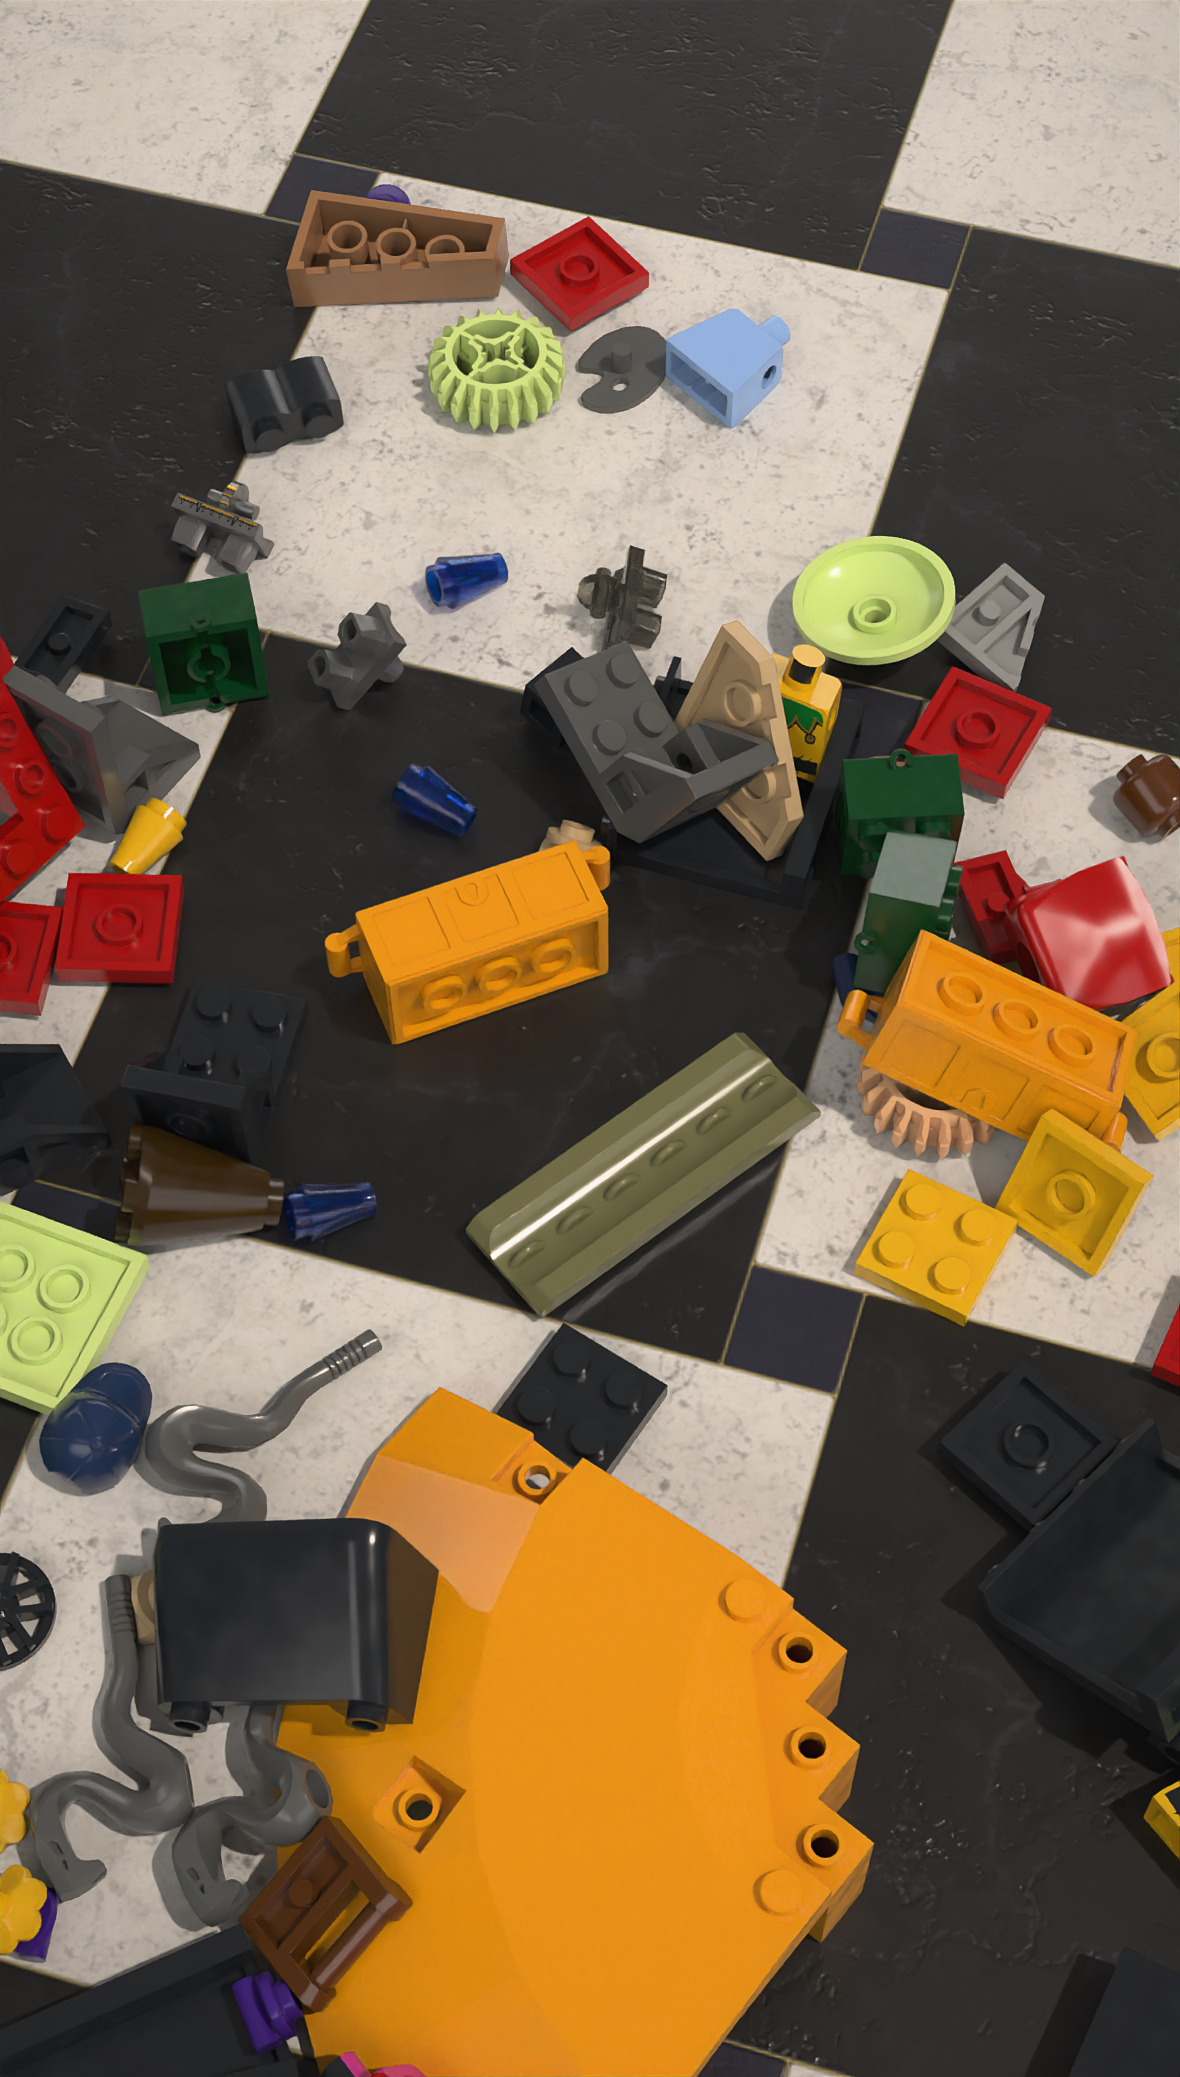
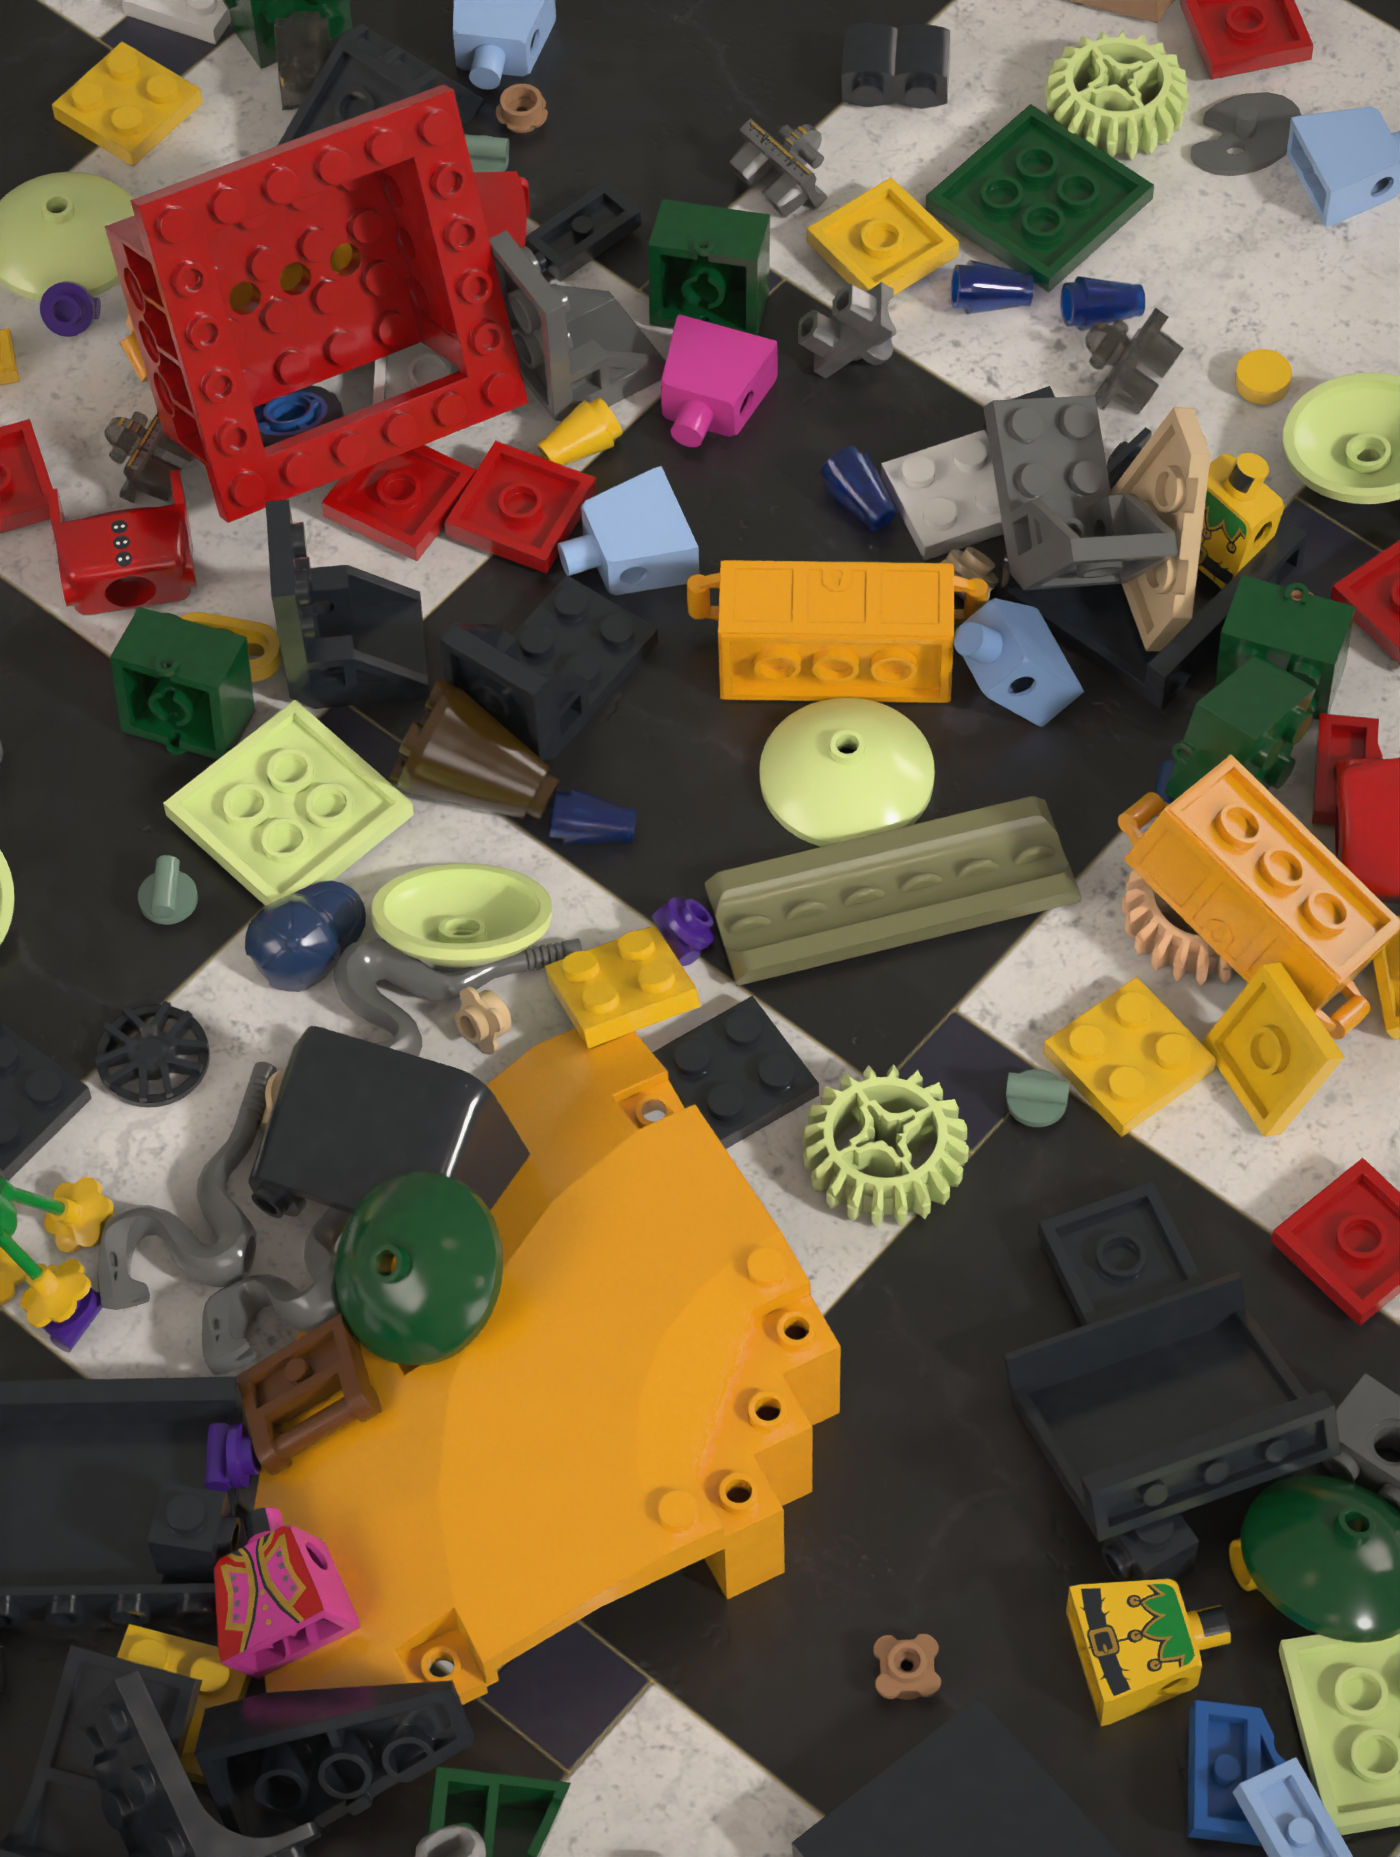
camera: 25 degrees right, 0 degrees up
(245, 919) = (634, 537): none -> light blue torso
(250, 744) = (714, 379): none -> dark pink torso
(250, 1349) = (461, 913): none -> yellowish green dish
(314, 1446) = (482, 1018): none -> tan plate
(346, 565) = (882, 239): none -> yellow plate
(428, 1731) = (443, 1271): none -> dark green dish
(437, 1362) = (622, 986): none -> yellow plate
(466, 1280) = (685, 928): none -> dark purple plate
(470, 482) = (1039, 197): none -> dark green plate
(519, 777) = (946, 494): none -> white plate
(549, 1099) = (841, 795): none -> yellowish green dish
(569, 558) = (1100, 301): none -> clear blue cone
(653, 904) = (1008, 644): none -> medium blue torso
(727, 1390) = (872, 1173): none -> yellowish green gear
(745, 577) = (1263, 376): none -> yellow tile
(875, 1319) = (1036, 1097): none -> sand green plate
(1021, 1958) = (911, 1684): none -> medium nougat plate

